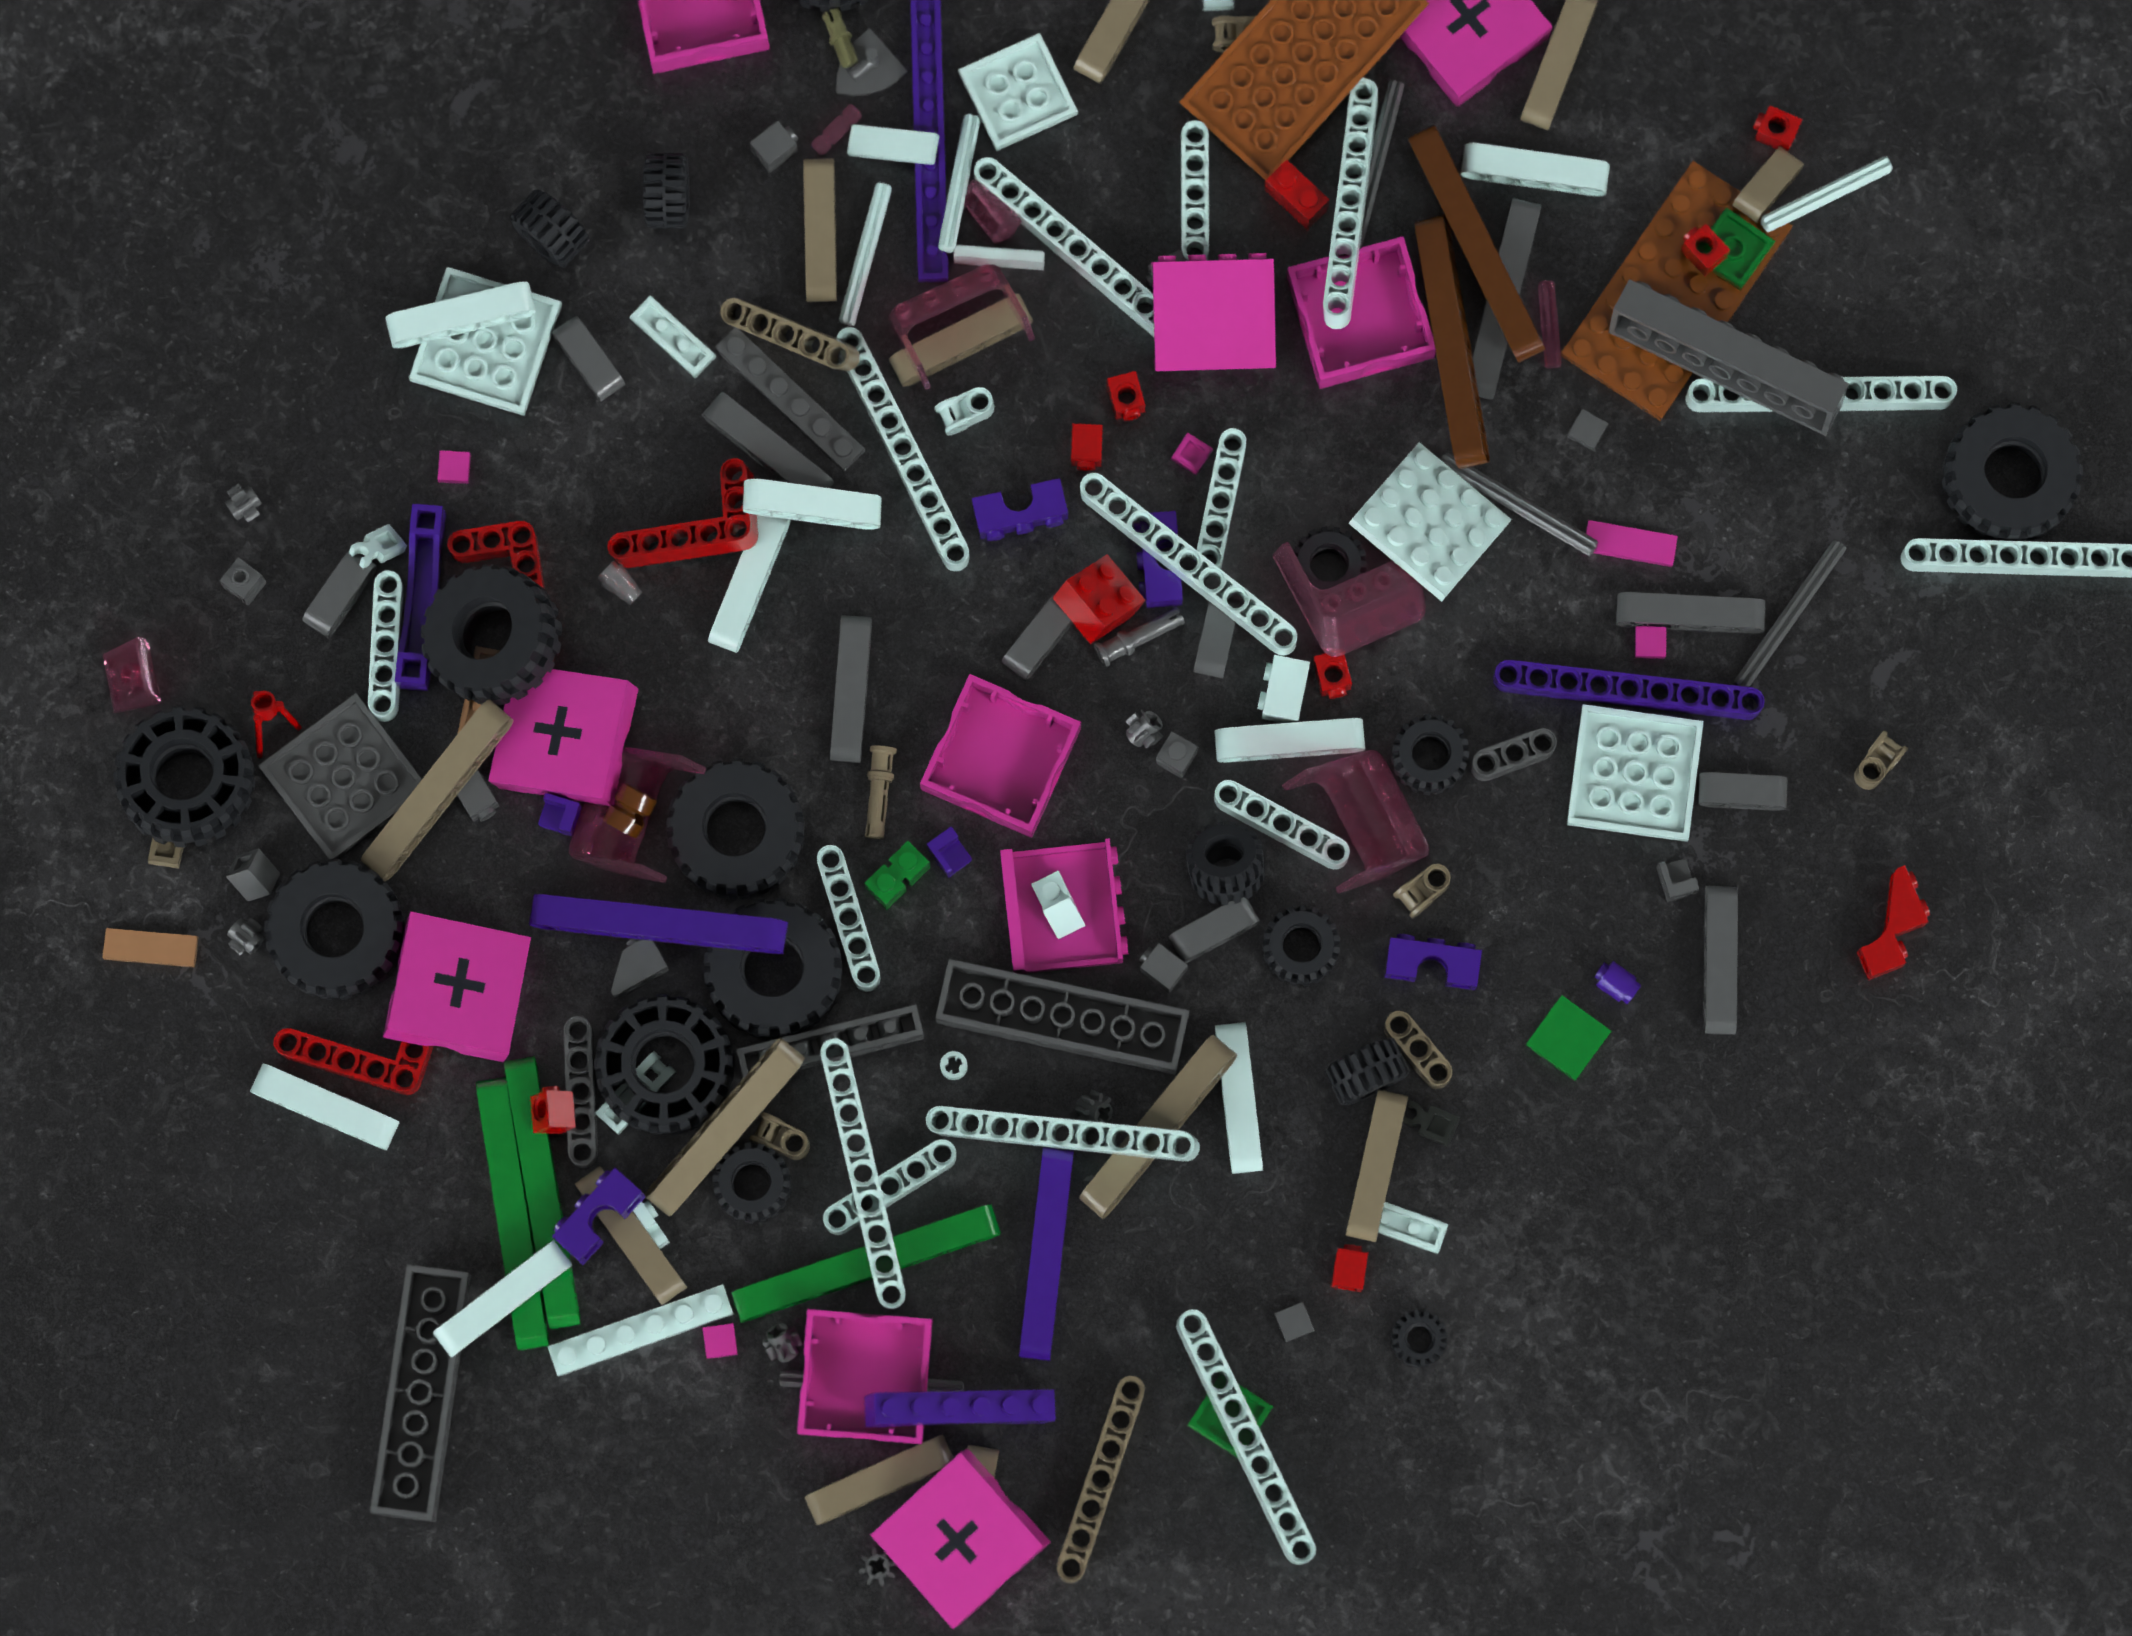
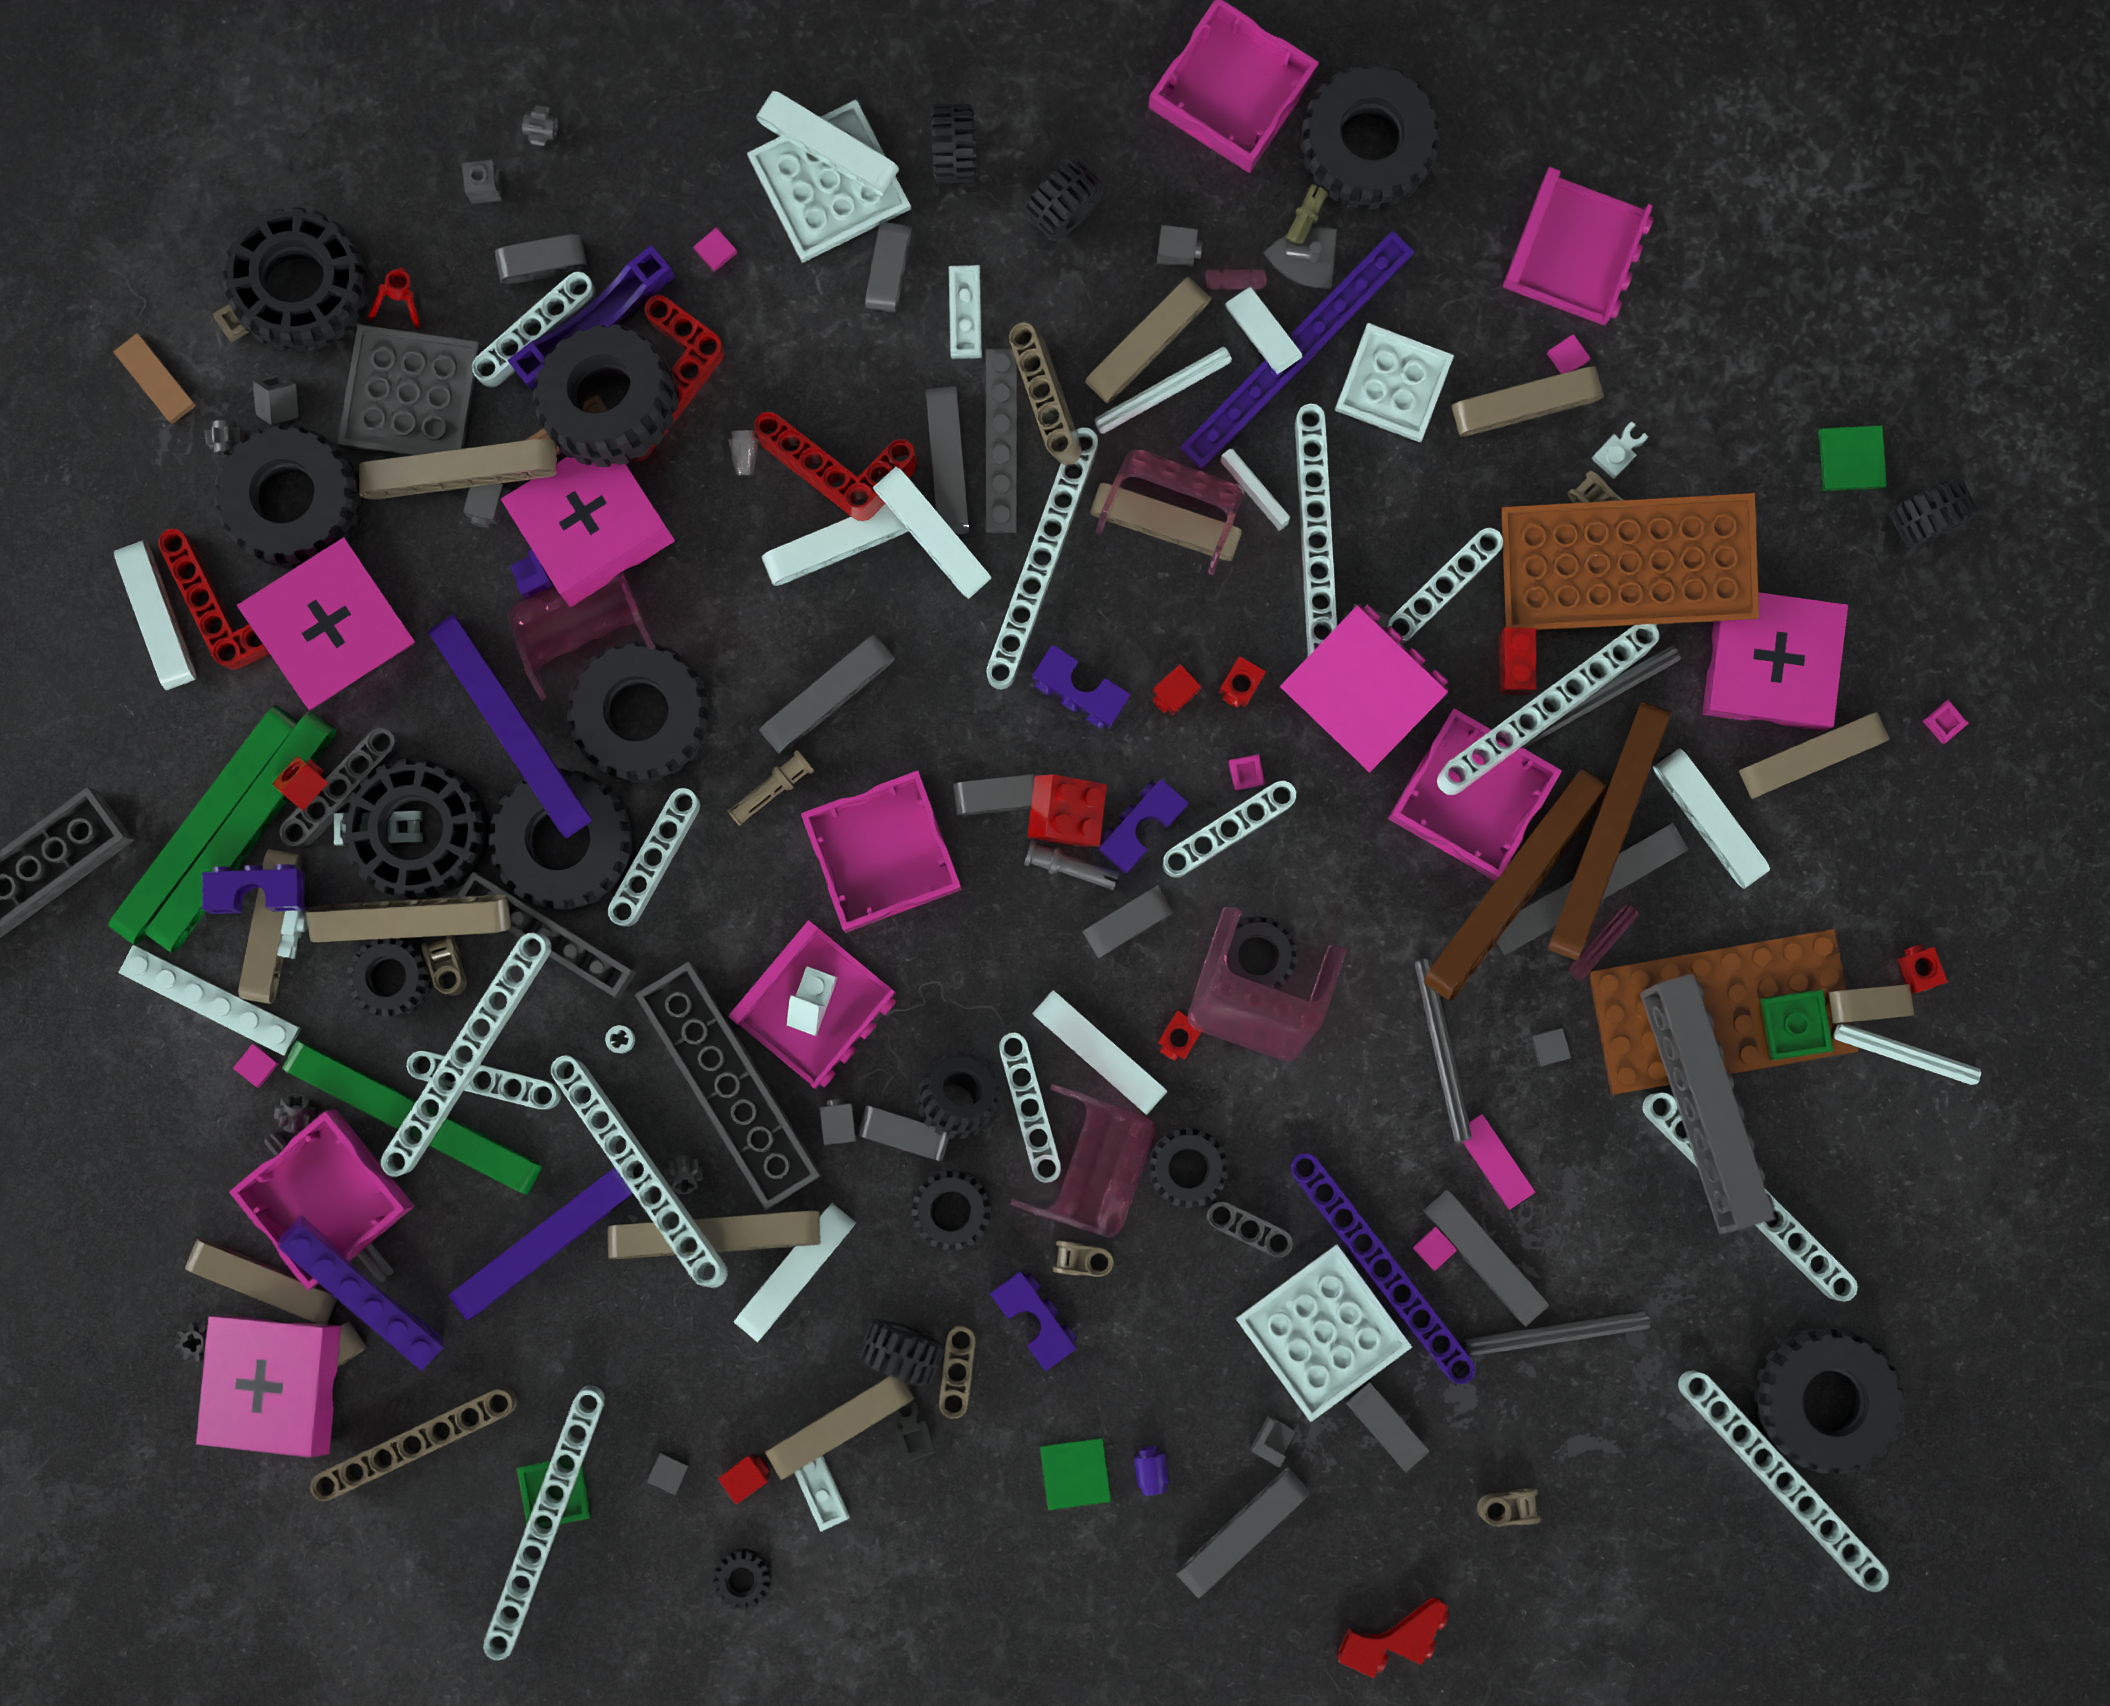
camera: 45 degrees right, 5 degrees up
(131, 676) = (339, 172): clear pink slope -> none
(379, 544) = (604, 252): light aqua plate -> none
(502, 1298) = (124, 880): light aqua beam -> none
(629, 810) = (576, 622): reddish brown wheel -> none
(637, 966) = (470, 739): dark grey slope -> none
(887, 882) = (732, 861): green piece -> none
(949, 852) = (774, 883): dark purple panel -> none
(959, 183) = (1281, 406): light aqua axle -> none
(963, 411) = (1114, 575): light aqua piece -> none
(997, 219) = (1282, 451): clear pink slope -> none
(1144, 728) = (1003, 937): dark grey gear -> none
(1176, 755) = (1007, 980): dark grey brick -> none
(1182, 550) = (1158, 836): light aqua beam -> none
(1285, 689) = (1133, 1012): light aqua brick -> none
(1430, 521) = (1363, 999): light aqua plate -> none
(1704, 262) = (1763, 1015): red brick -> none

